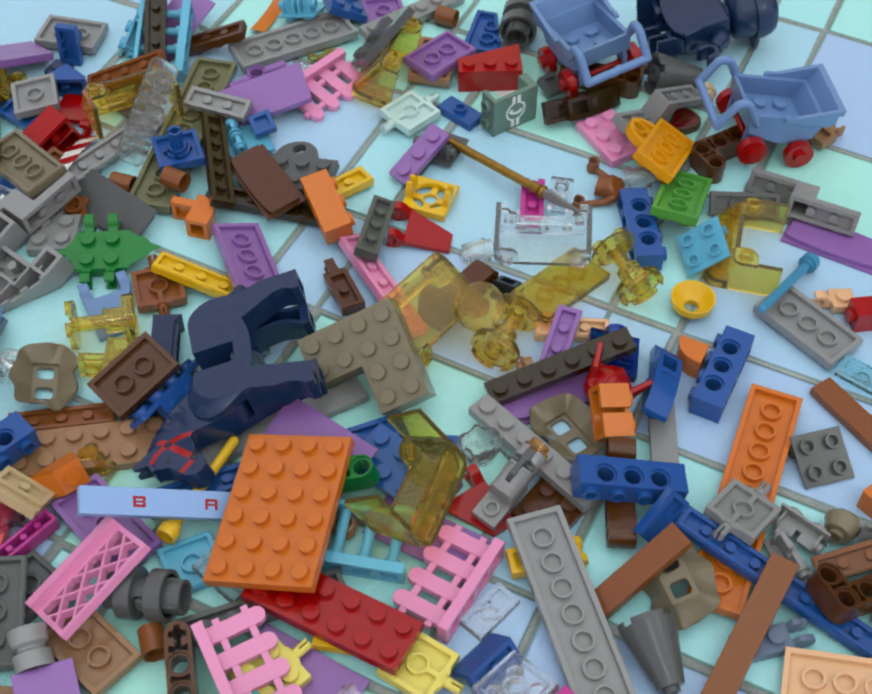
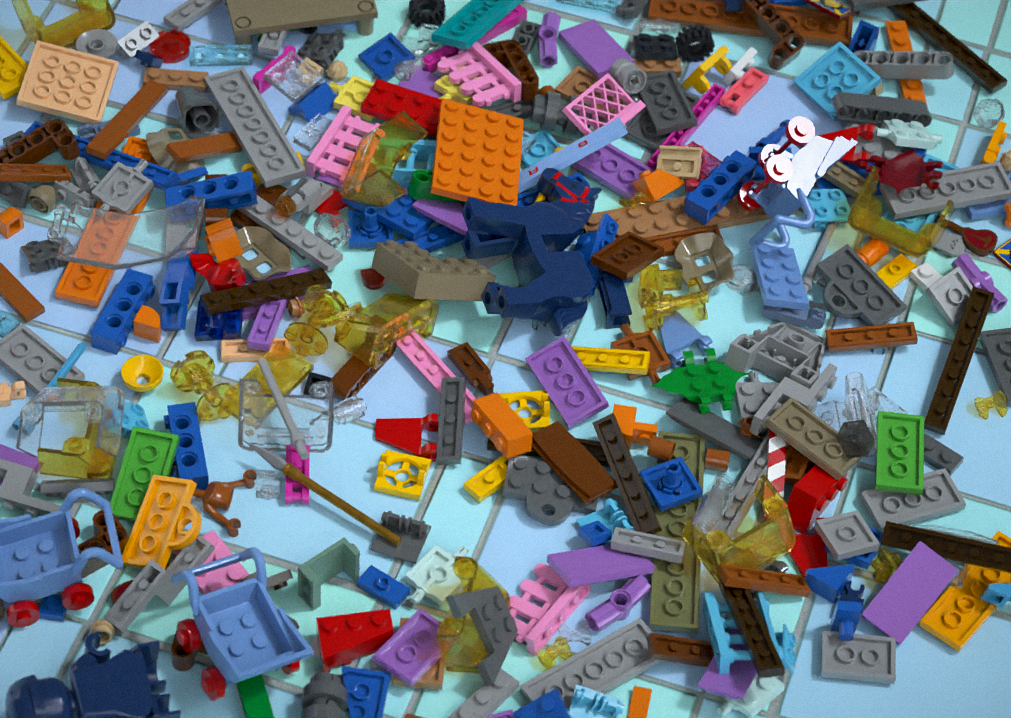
camera: 170 degrees right, 0 degrees up
(309, 259) = (540, 398): none -> yellow piece
(419, 154) = (419, 505): medium lavender plate -> none
(435, 405) = (372, 279): none -> clear red tile
(533, 203) = (296, 437): none -> light grey bar
(669, 71) = (140, 632): dark grey cone -> none
(729, 423) = (127, 240): none -> clear windscreen
(758, 225) = (99, 405): none -> clear windscreen

